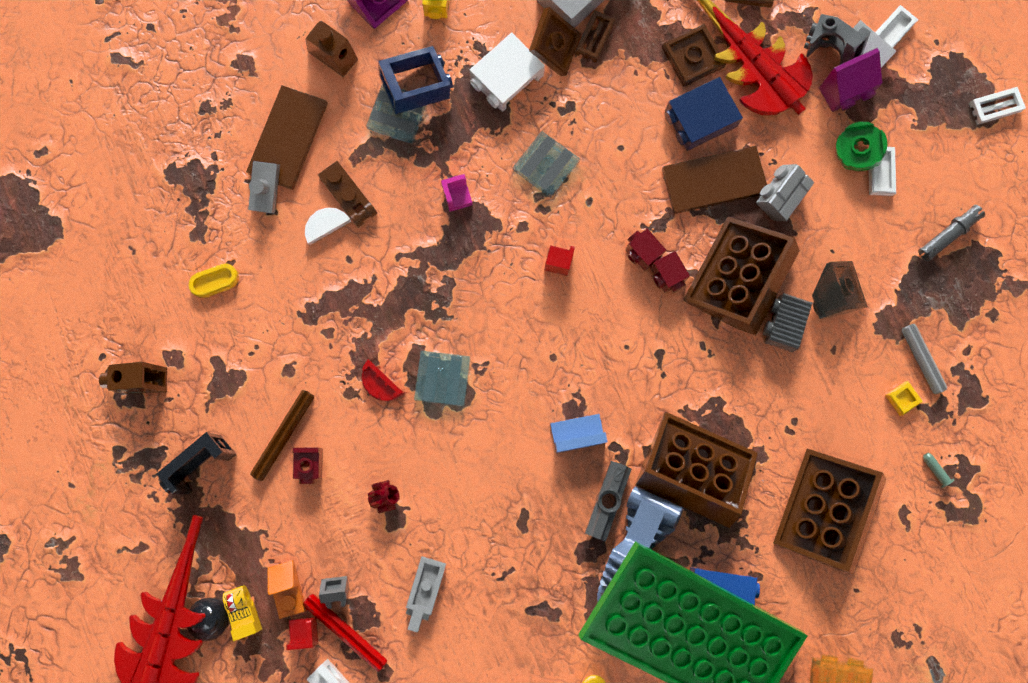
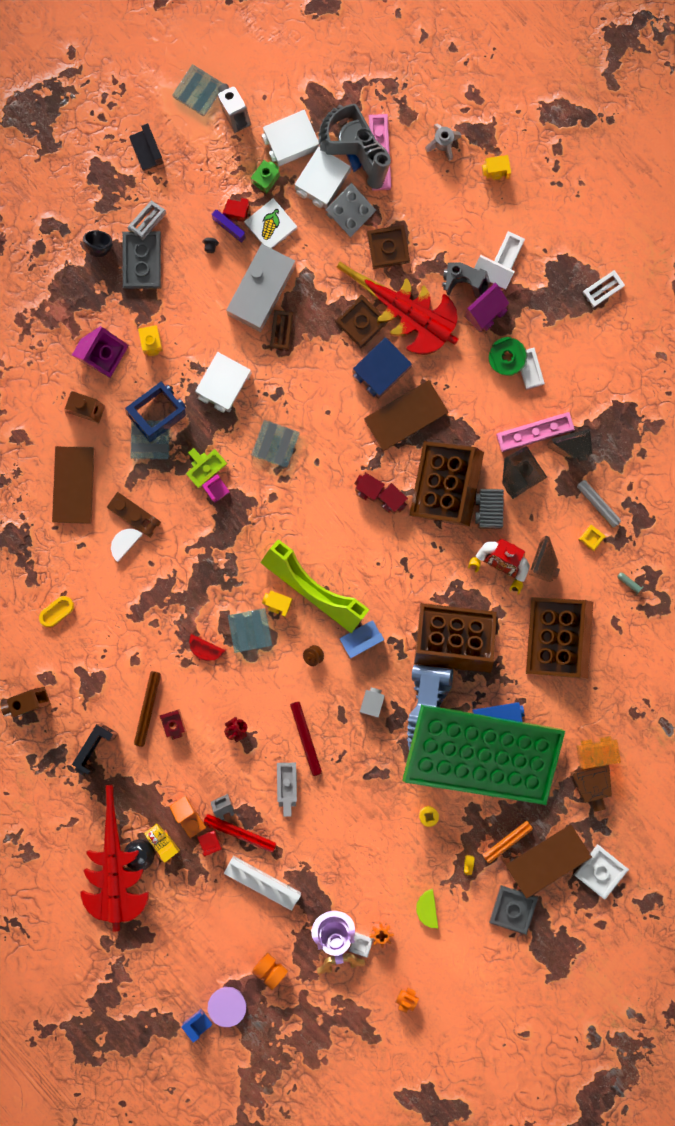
camera: 15 degrees left, 5 degrees up
(264, 187) = (70, 529): light grey tile -> none
(452, 162) = (204, 466): none -> lime hinge
(468, 537) = (306, 738): none -> dark red axle
(487, 354) = (277, 602): none -> yellow brick
(511, 309) = (284, 564): none -> lime arch
(511, 434) = (313, 655): none -> reddish brown wheel
(554, 41) = (252, 347): reddish brown tile -> none
(559, 260) = (308, 515): red panel -> none
(567, 517) = (372, 702): none -> light grey brick
(613, 484) = (398, 667): dark grey piece -> none
(784, 192) = (460, 410): light grey brick -> none
(791, 388) = (506, 558): none -> torso
(839, 407) = (545, 561): none -> clear smoke slope
(868, 248) = (535, 432): none -> bright pink tile
(914, 275) = (573, 446): none -> clear smoke slope
(959, 226) = (598, 394): dark grey pin -> none

